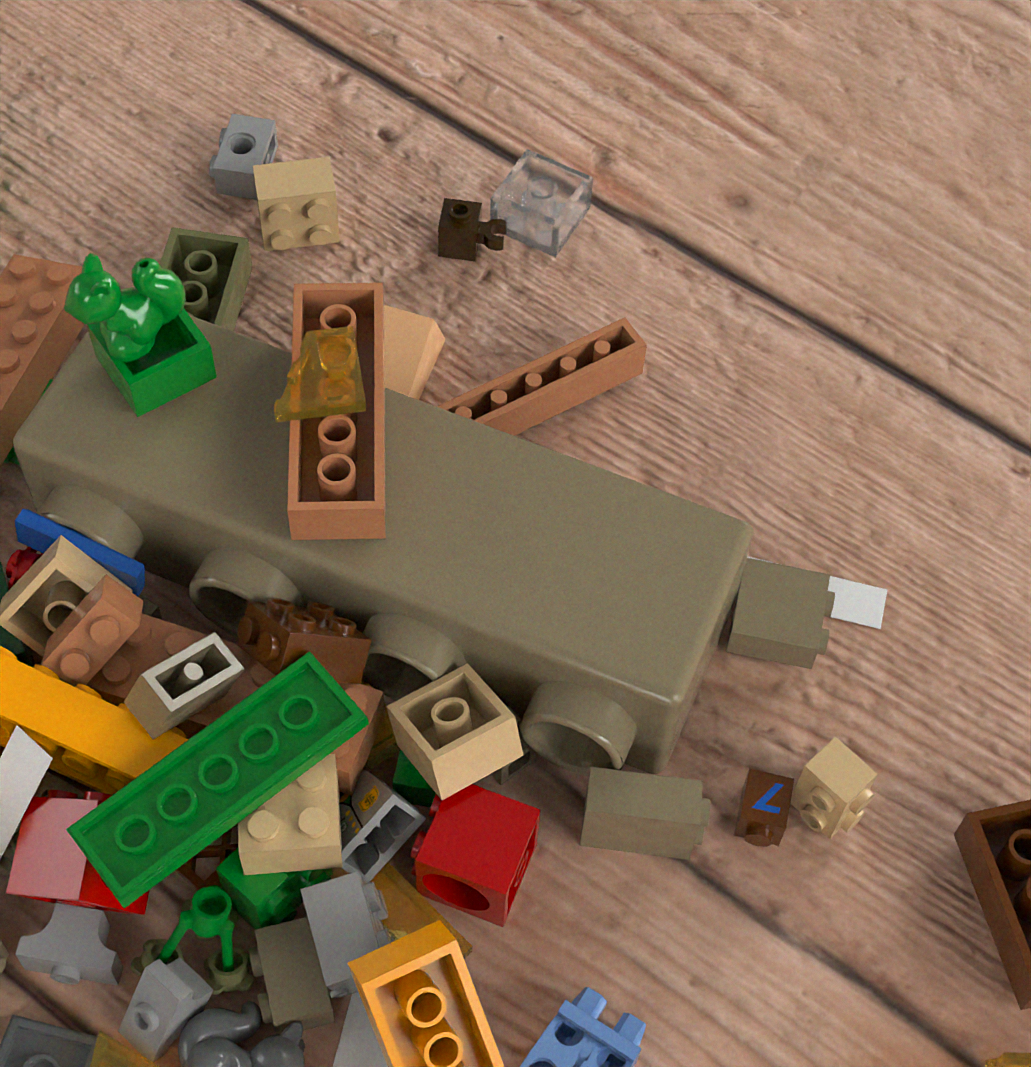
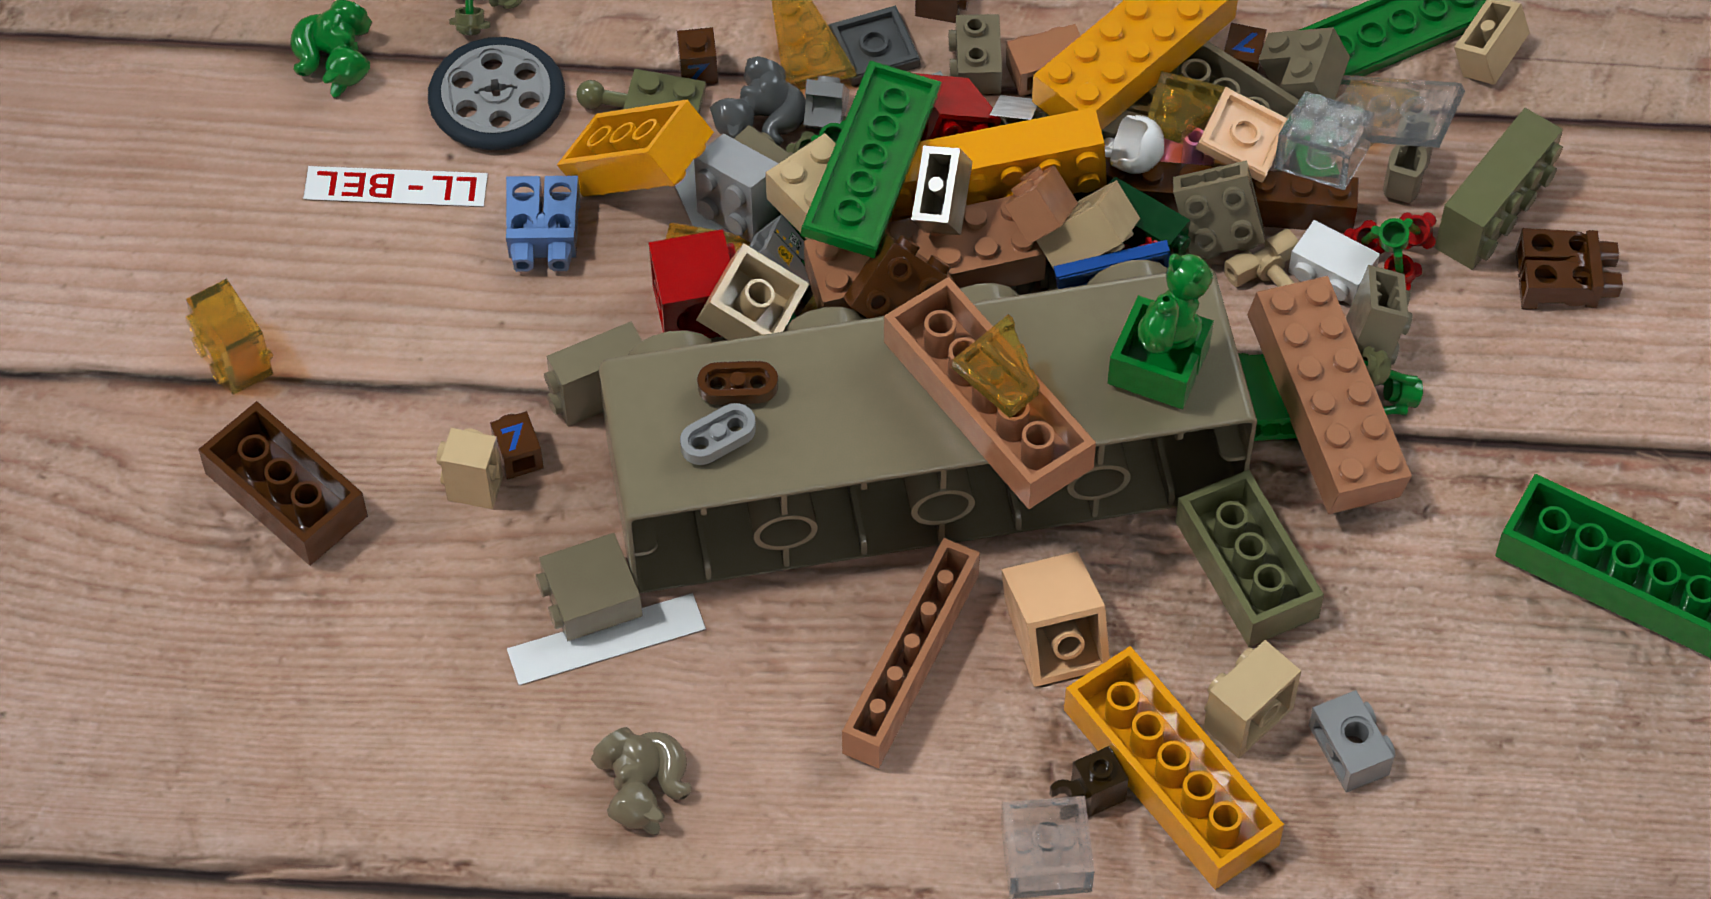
camera: 150 degrees right, 0 degrees up
(398, 202) = (1174, 767): none -> light orange brick
(565, 572) = (737, 382): none -> reddish brown plate
(617, 534) = (716, 433): none -> light grey plate
(830, 446) = (635, 763): none -> dark tan animal

